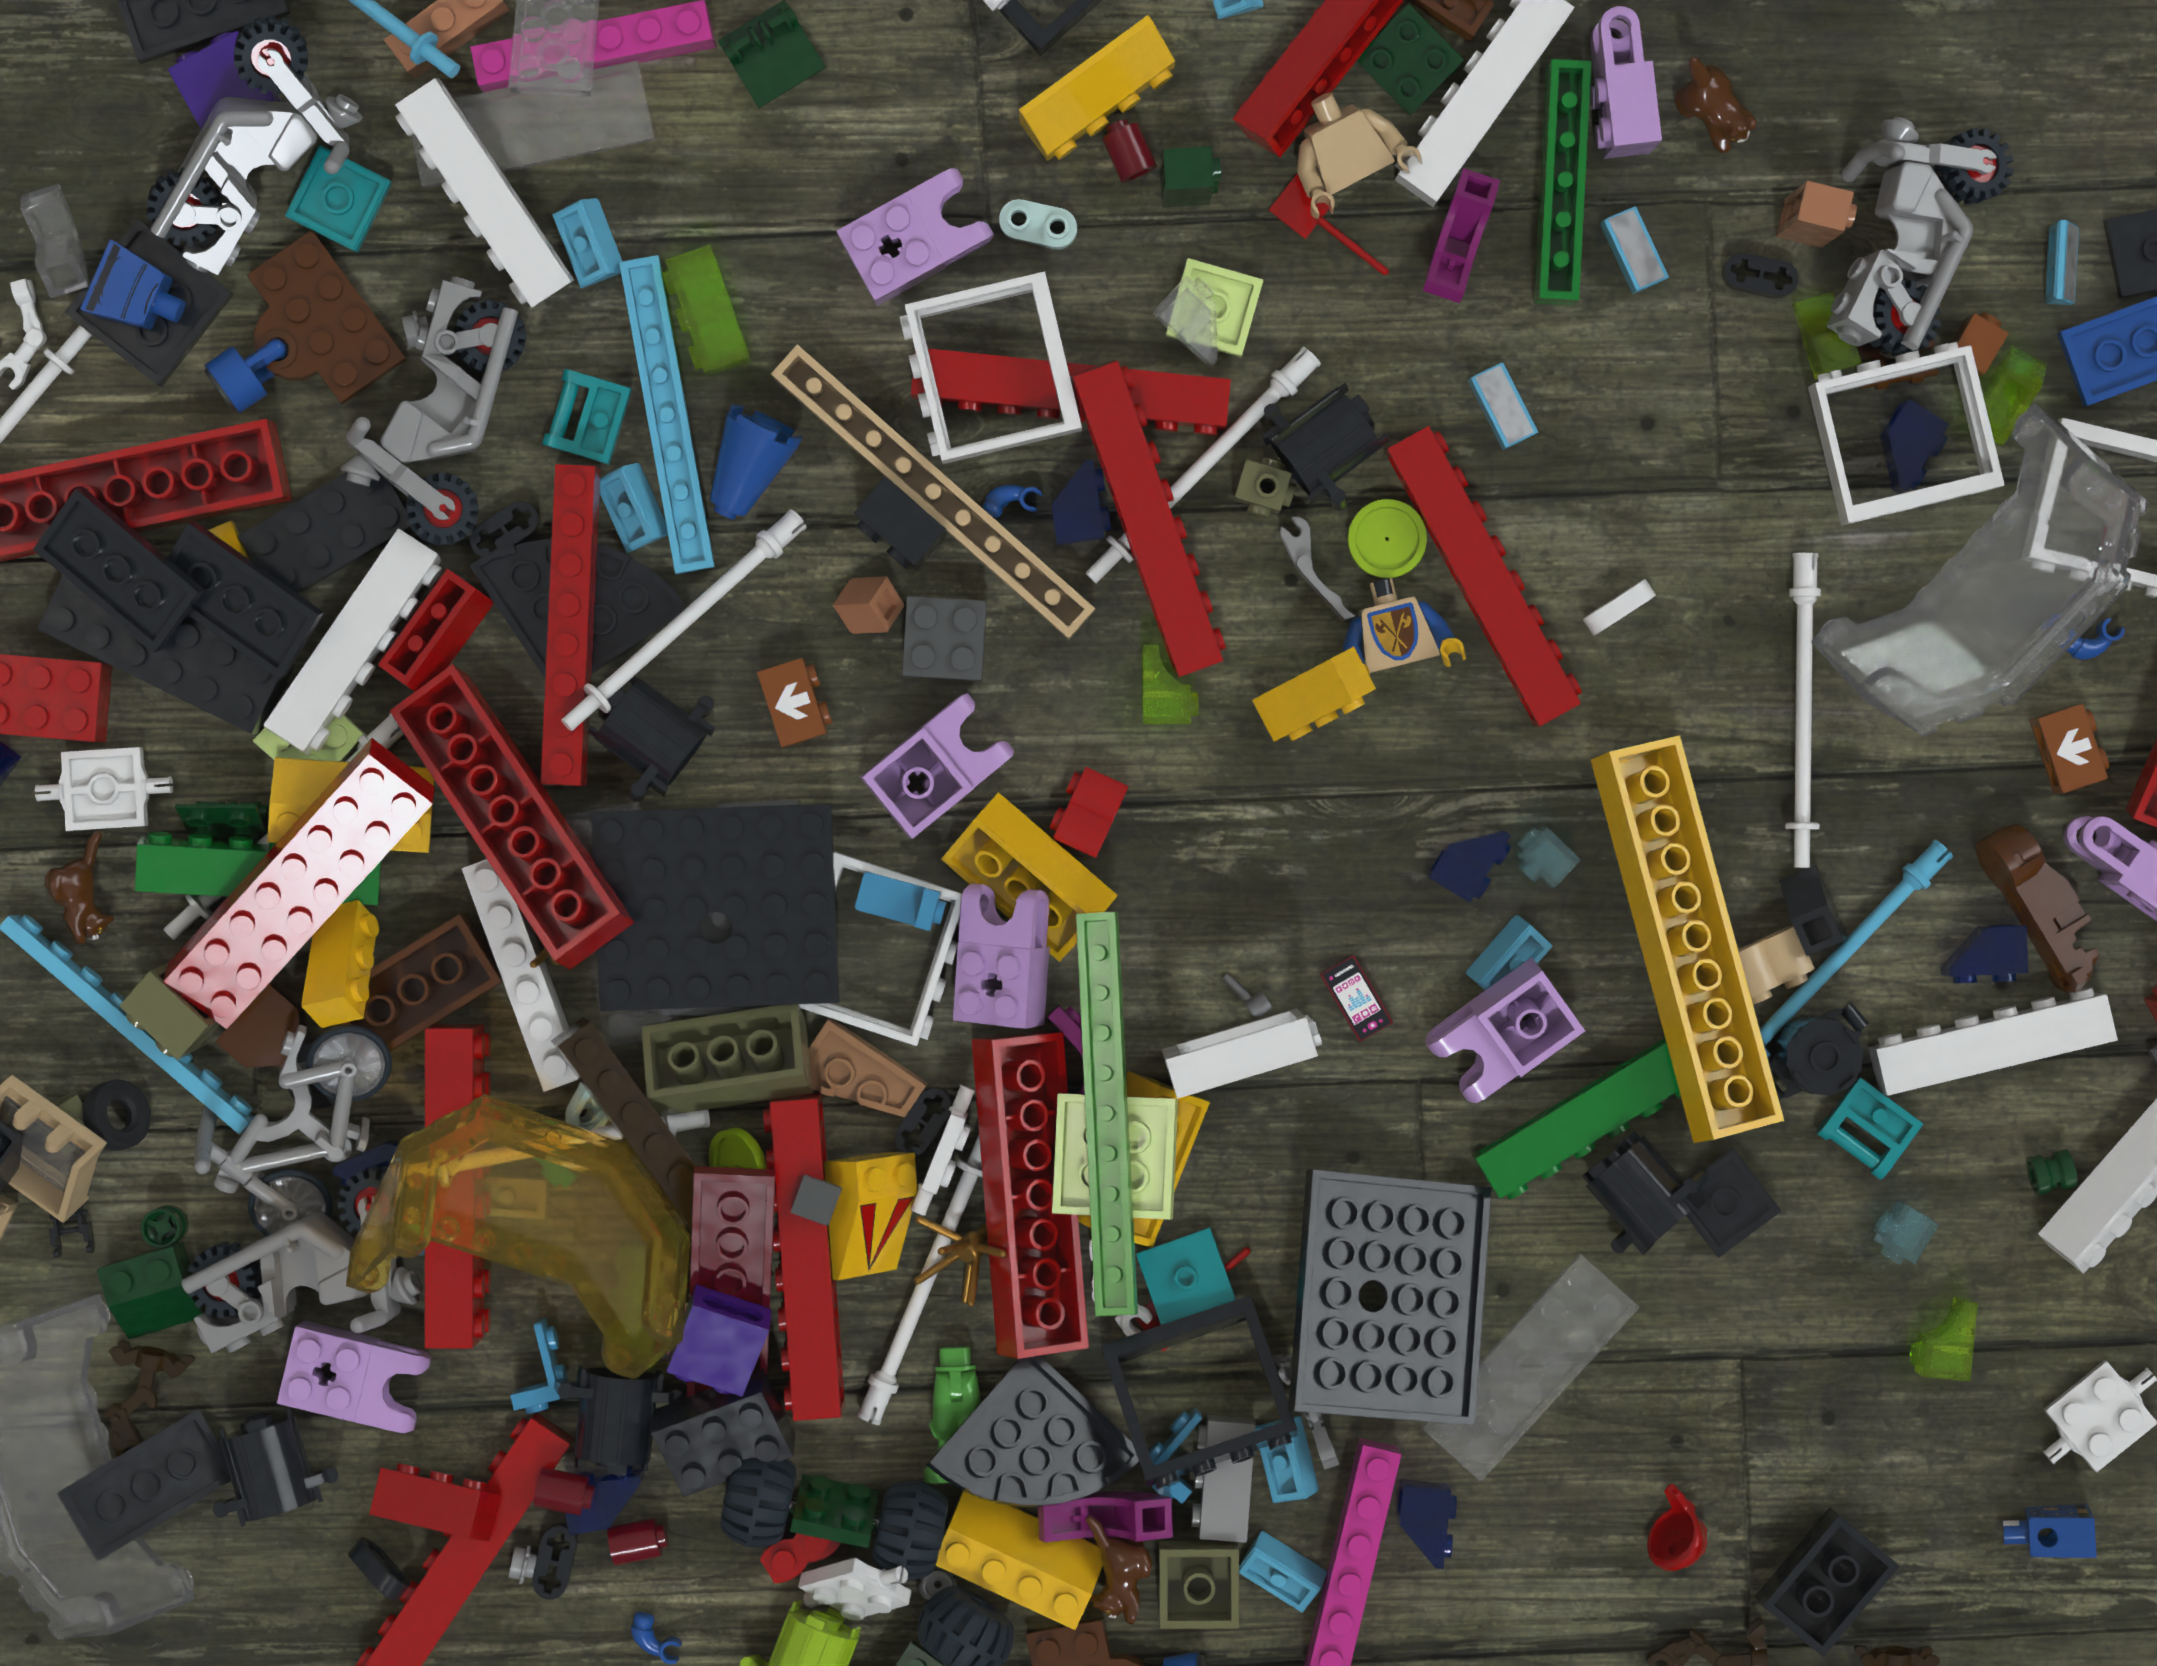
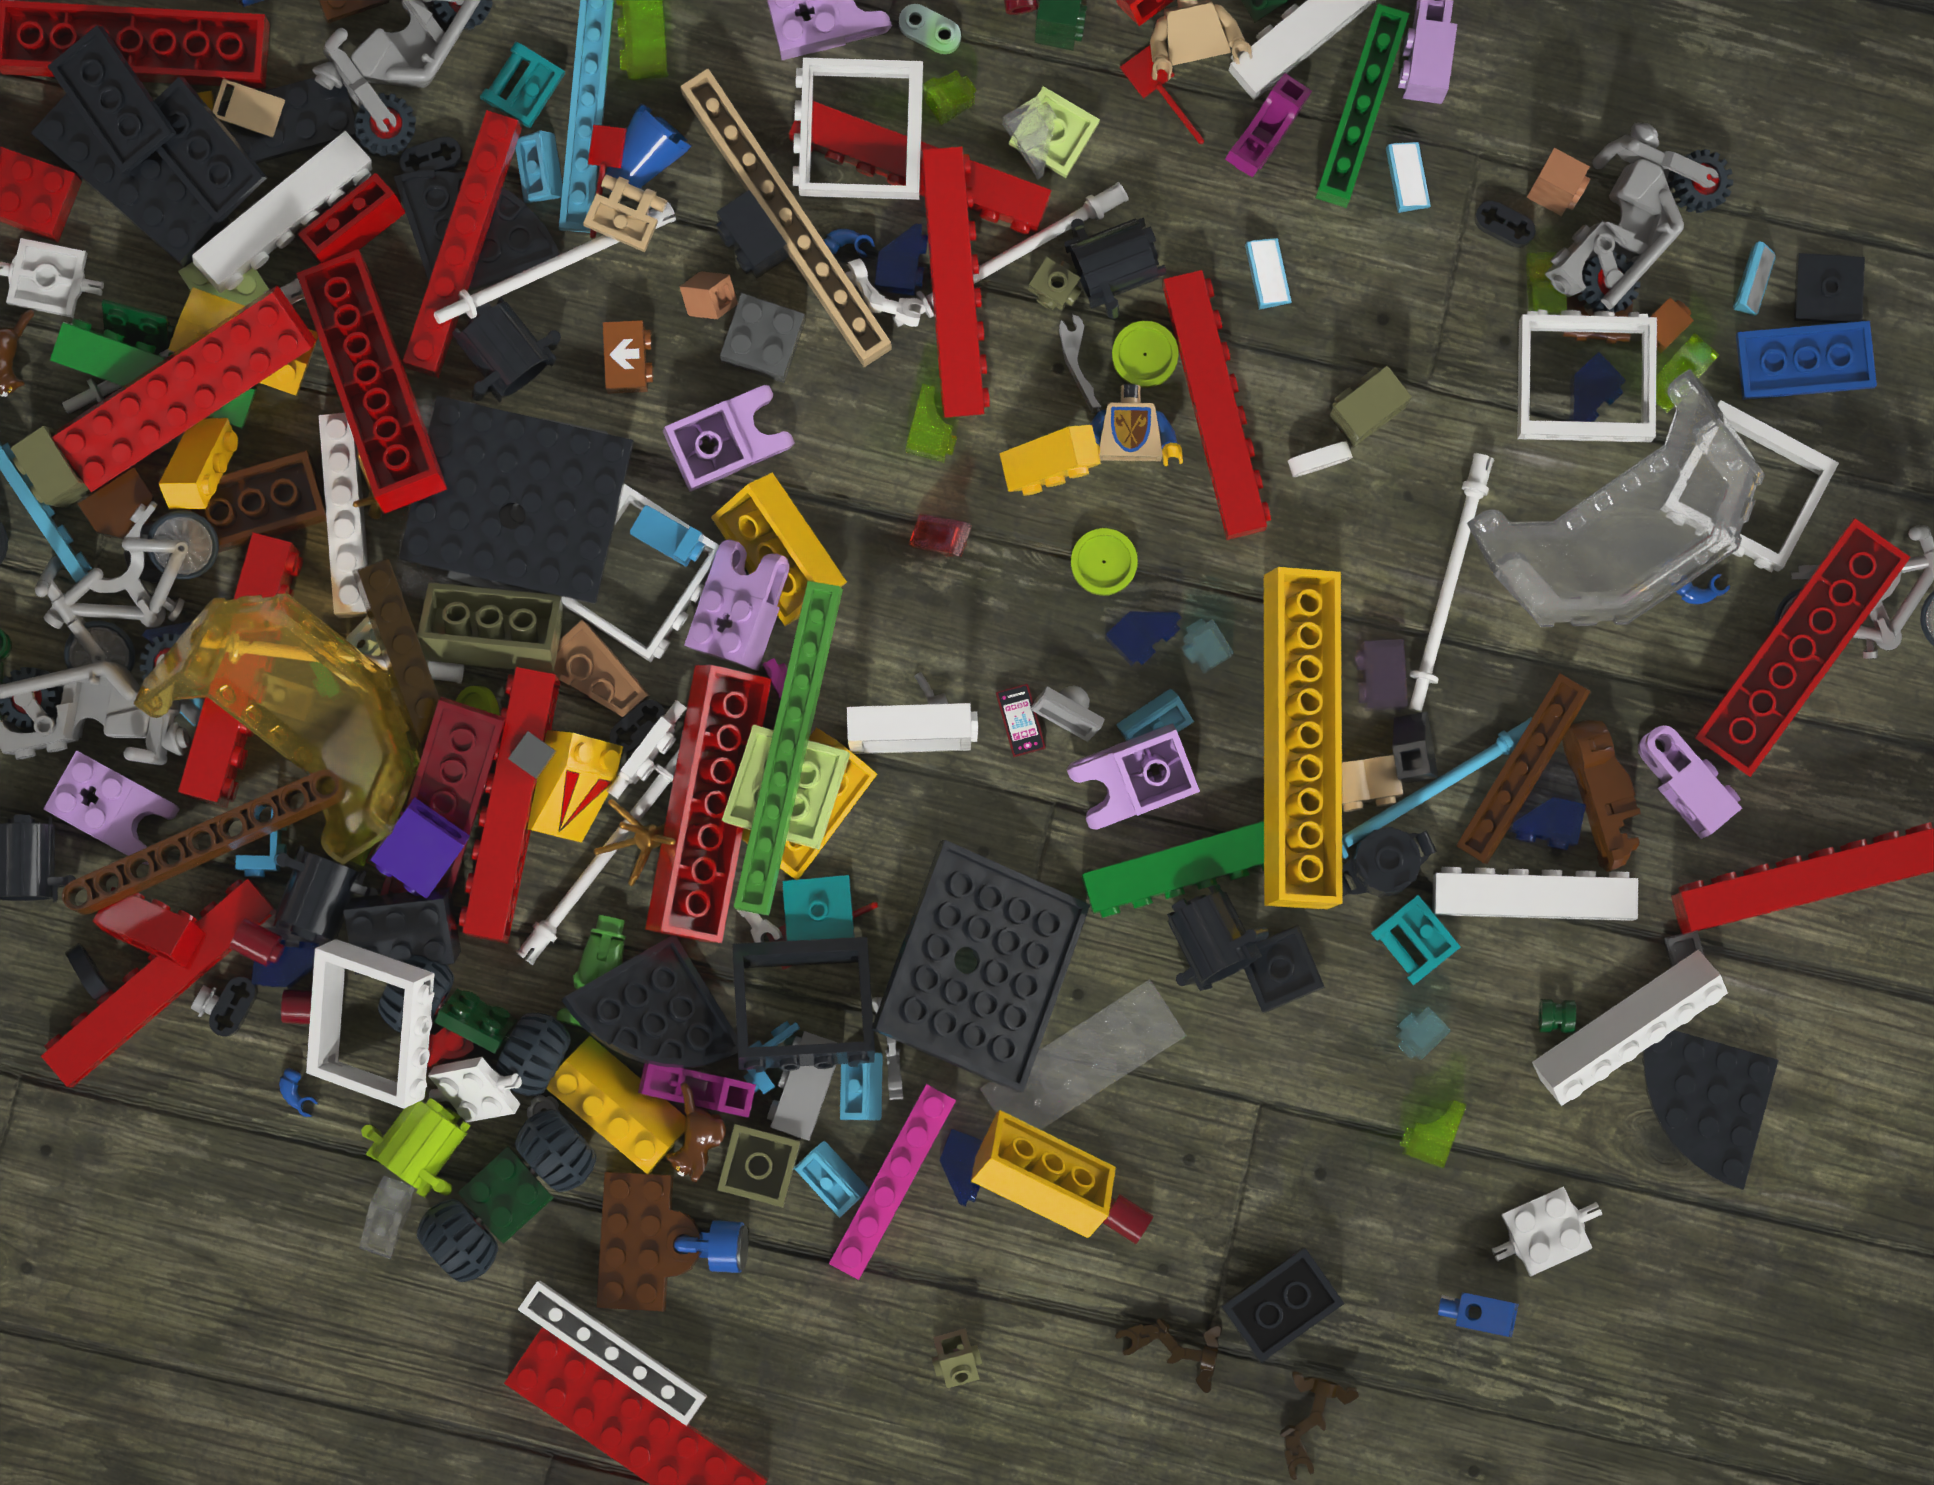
camera: 10 degrees right, 5 degrees down
(282, 532) = (250, 108): none -> tan piece
(454, 1405) = (188, 841): none -> reddish brown beam
(654, 1501) = (326, 1015): none -> white window
(707, 471) = (606, 151): none -> red piece
(747, 551) = (620, 221): none -> tan plate
(1065, 565) = (877, 302): none -> white piece
(1083, 298) = (949, 95): none -> clear neon green arch
(1089, 812) = (842, 509): red brick -> none
(1210, 813) = (940, 535): none -> clear red tile
(1410, 974) = (1069, 711): none -> light grey tile
(1421, 795) = (1106, 546): none -> lime piece
(1522, 1509) = (1044, 1174): none -> yellow slope
(1625, 1529) = (1127, 1219): none -> dark red brick
(1663, 533) = (1370, 405): none -> olive brick
(1677, 1534) = (1169, 1234): red hat -> none
(1712, 101) = (1501, 73): reddish brown animal -> none
(1755, 837) = (1383, 675): none -> clear purple brick
(1944, 903) = (1523, 768): none -> reddish brown plate
(2069, 748) = (1660, 671): dark orange brick -> none

